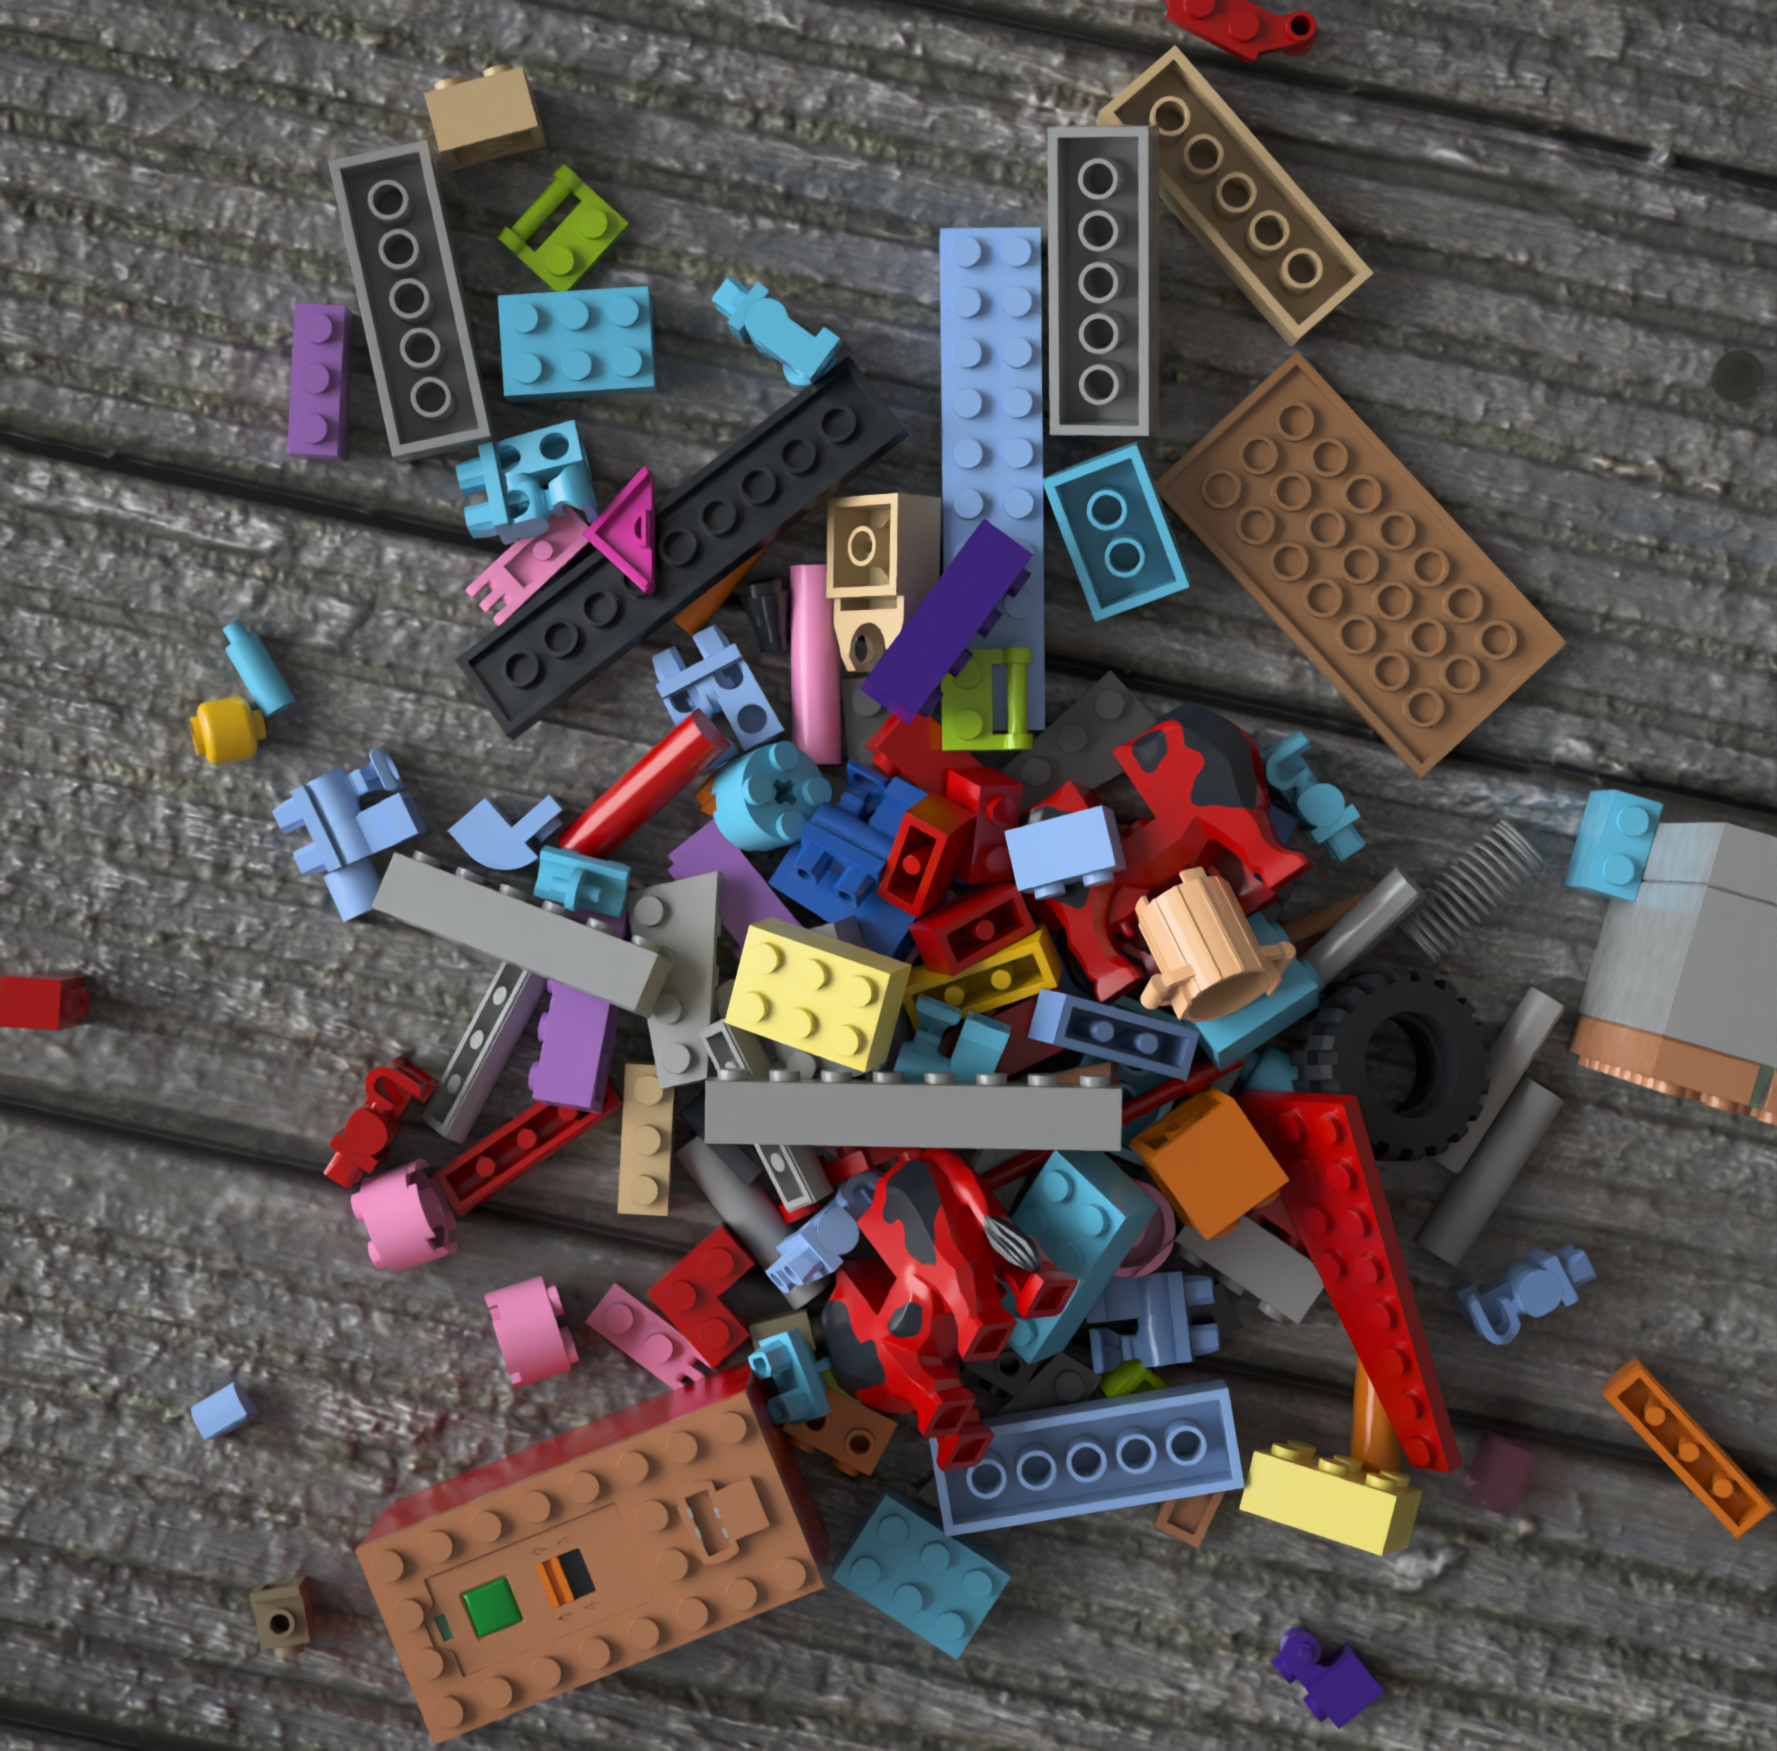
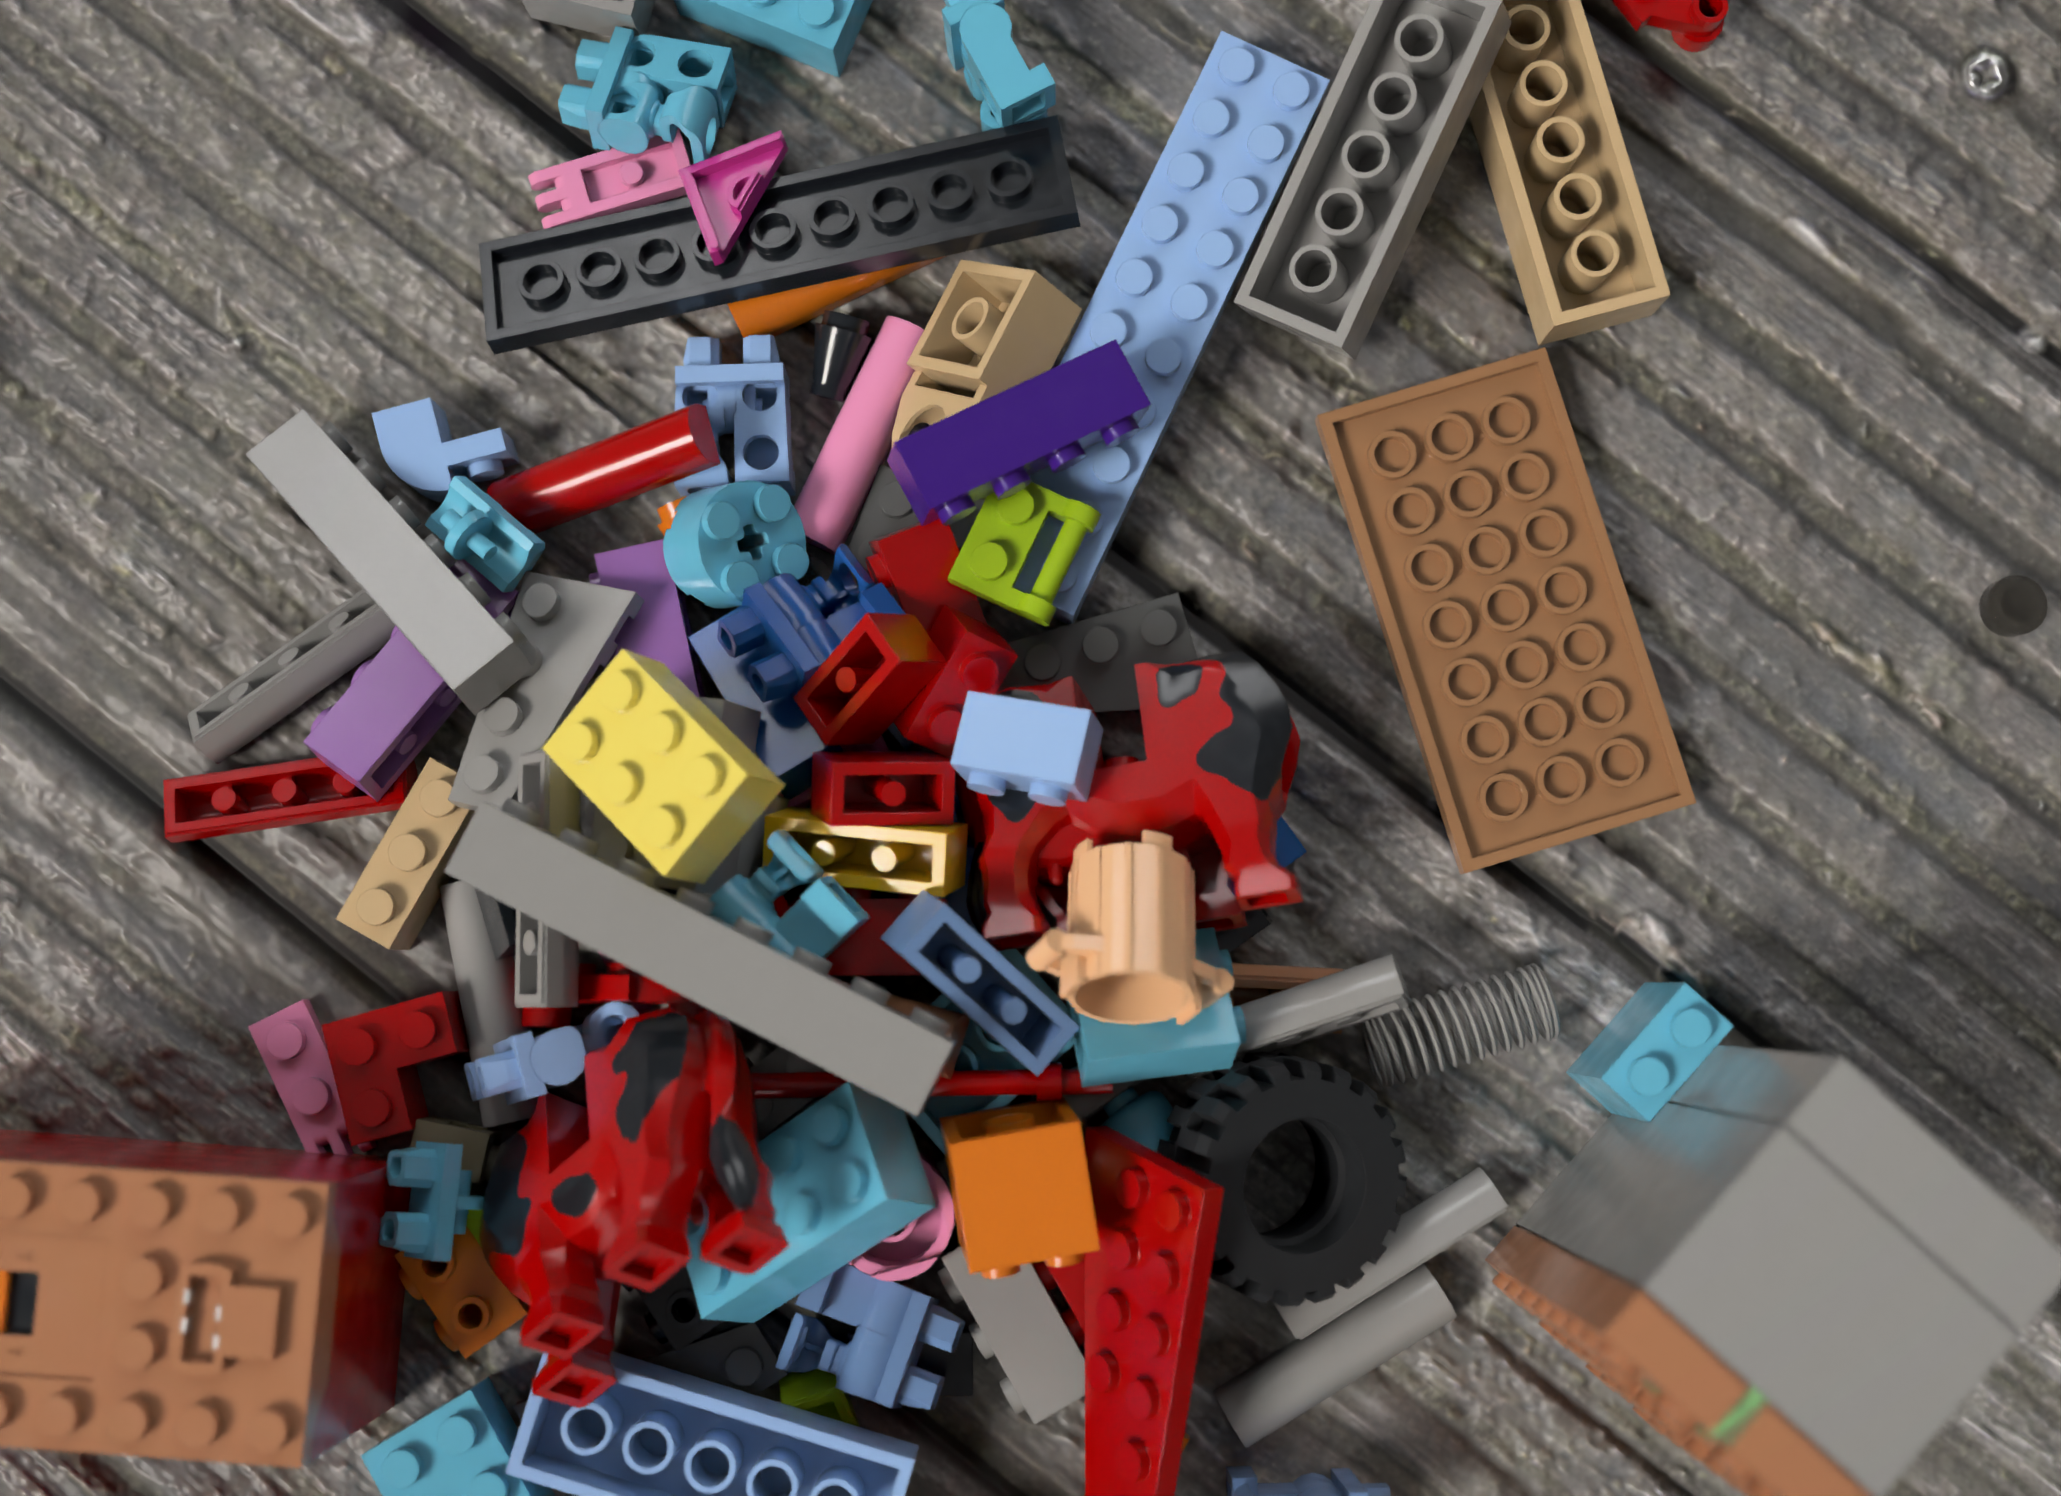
camera: 25 degrees right, 5 degrees down
(227, 730) = (198, 200): yellow head -> none
(258, 670) = (266, 157): medium azure cylinder -> none
(338, 825) = (264, 355): light blue hips -> none
(354, 888) = (241, 428): light blue brick -> none
(378, 1122) = (117, 698): red hips -> none
(405, 1217) = (103, 810): bright pink brick -> none
(529, 1332) = (174, 1005): bright pink brick -> none
(1117, 531) = (1256, 438): medium azure brick -> none
(1311, 802) = (1332, 839): medium azure hips -> none

